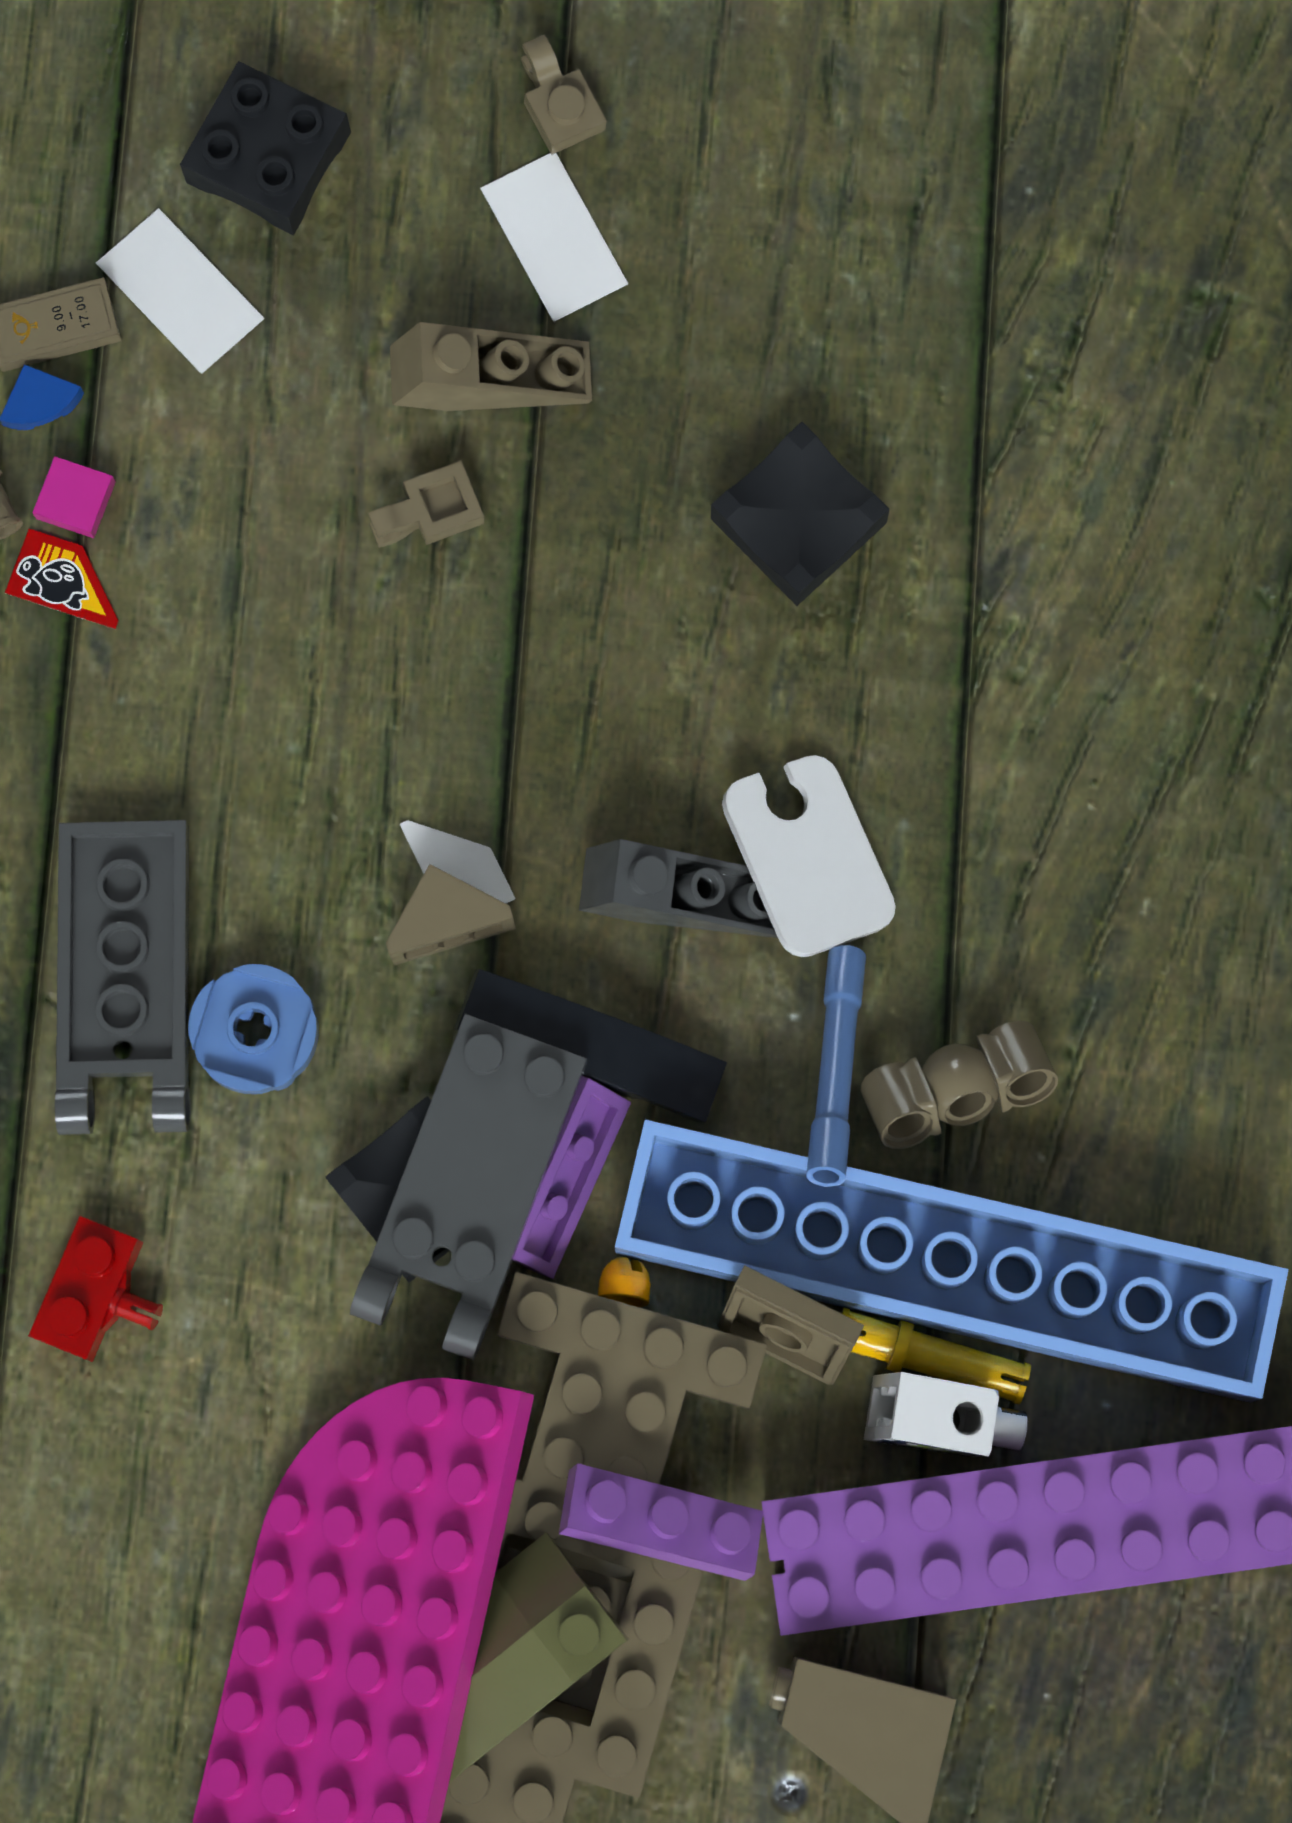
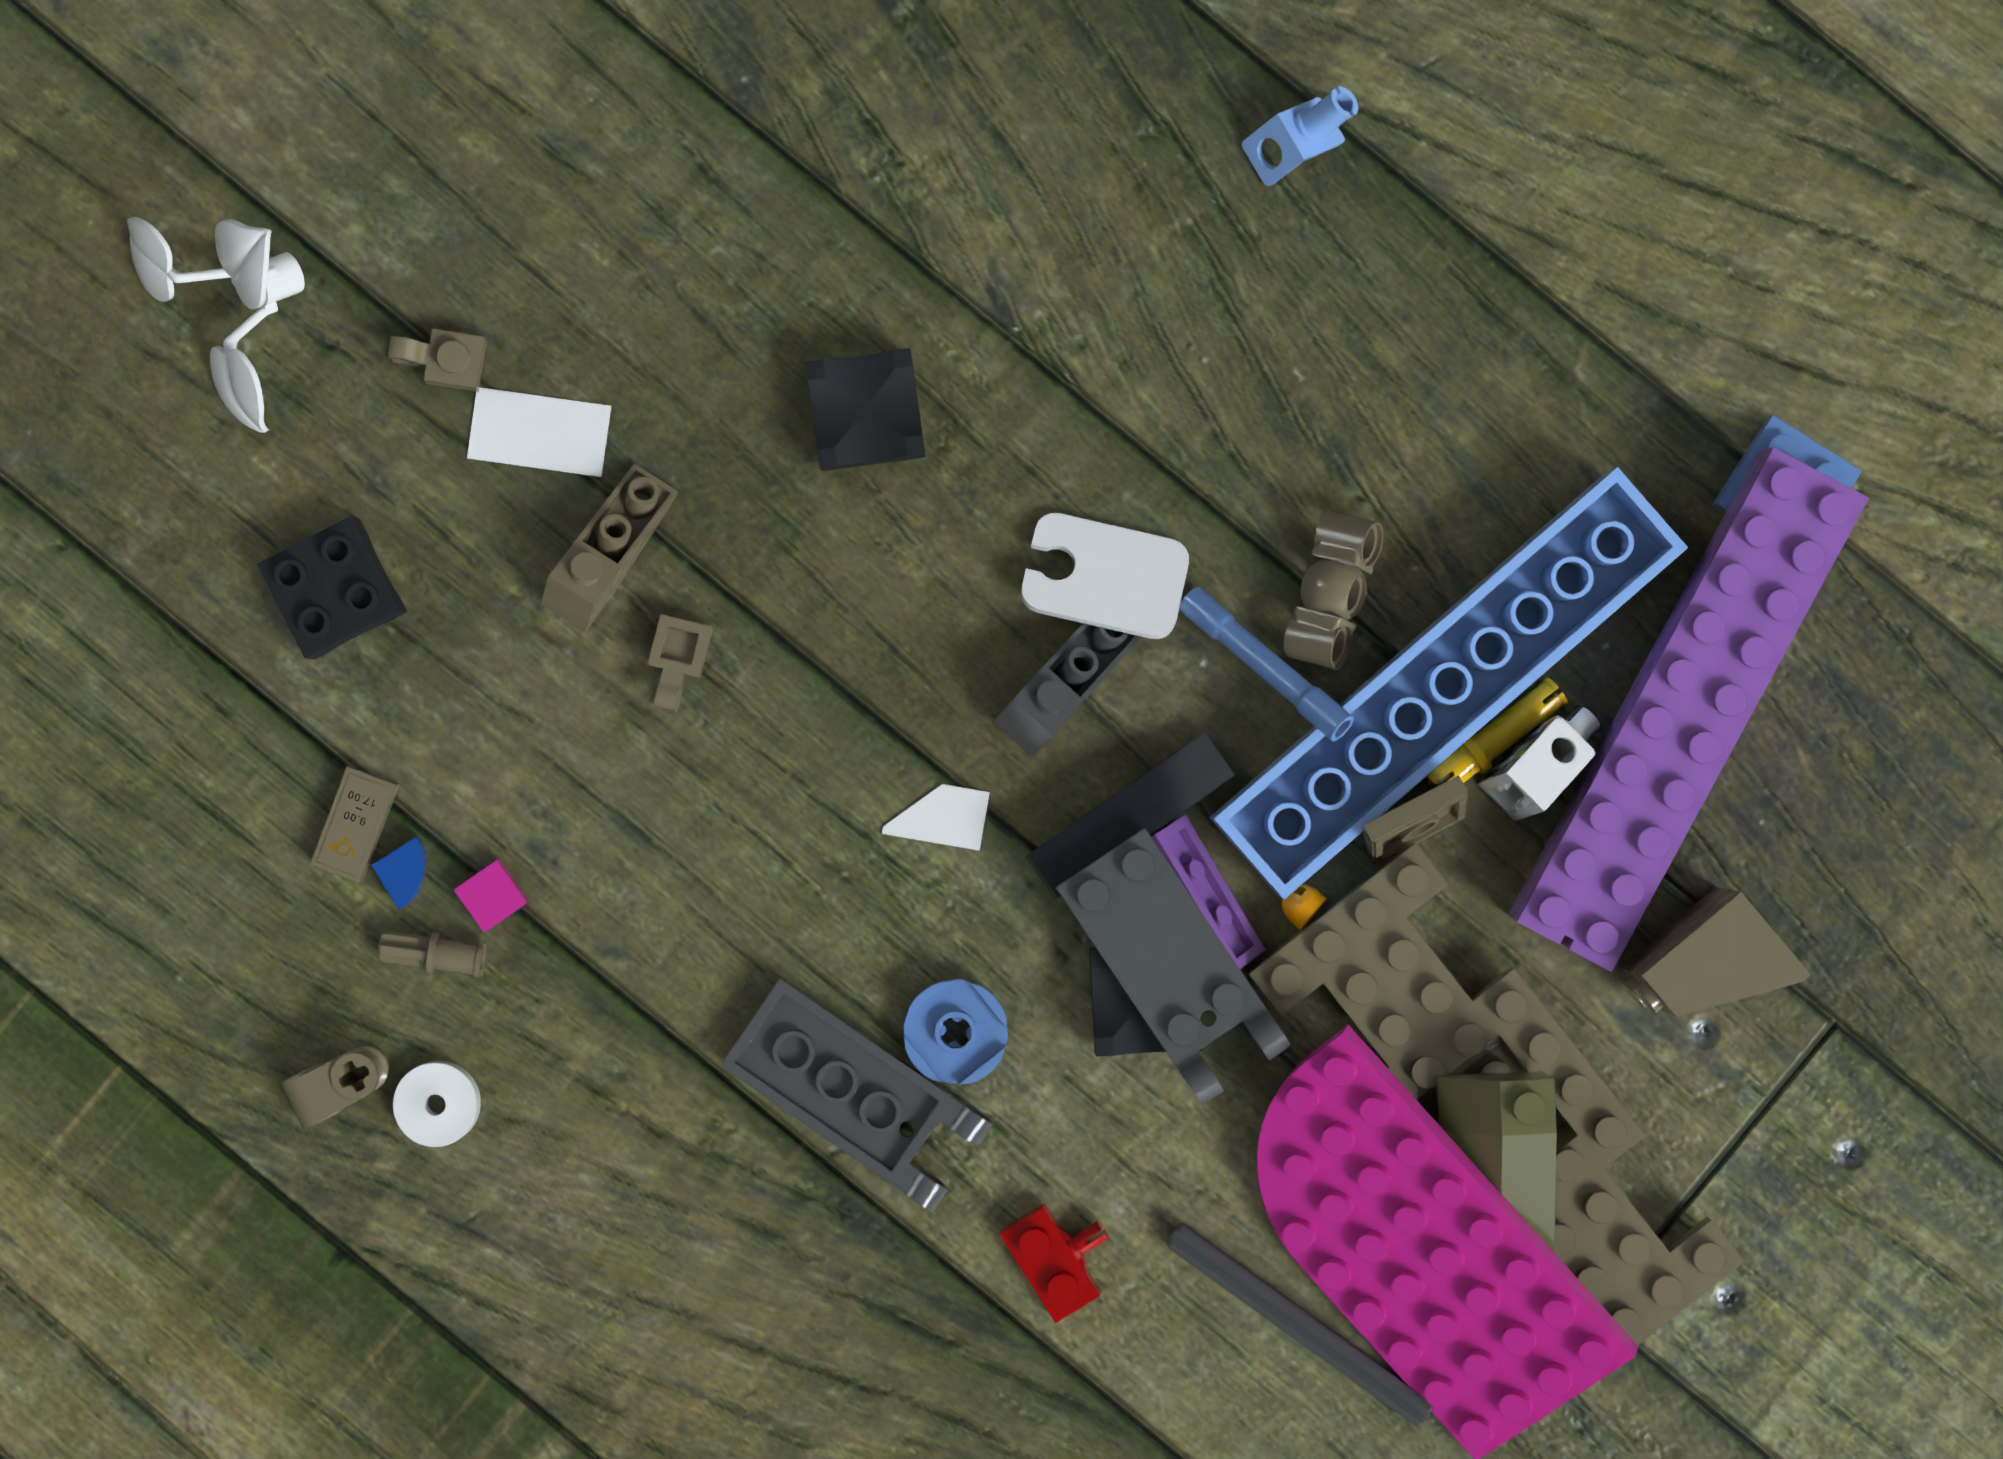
camera: 55 degrees left, 10 degrees up
(60, 578) = (542, 943): sticker -> none
(180, 291) = (391, 719): white sticker -> none
(197, 1587) = (1298, 1324): none -> dark grey axle
(445, 916) = (971, 850): dark tan slope -> none
(661, 1522) = (1485, 998): medium lavender plate -> none

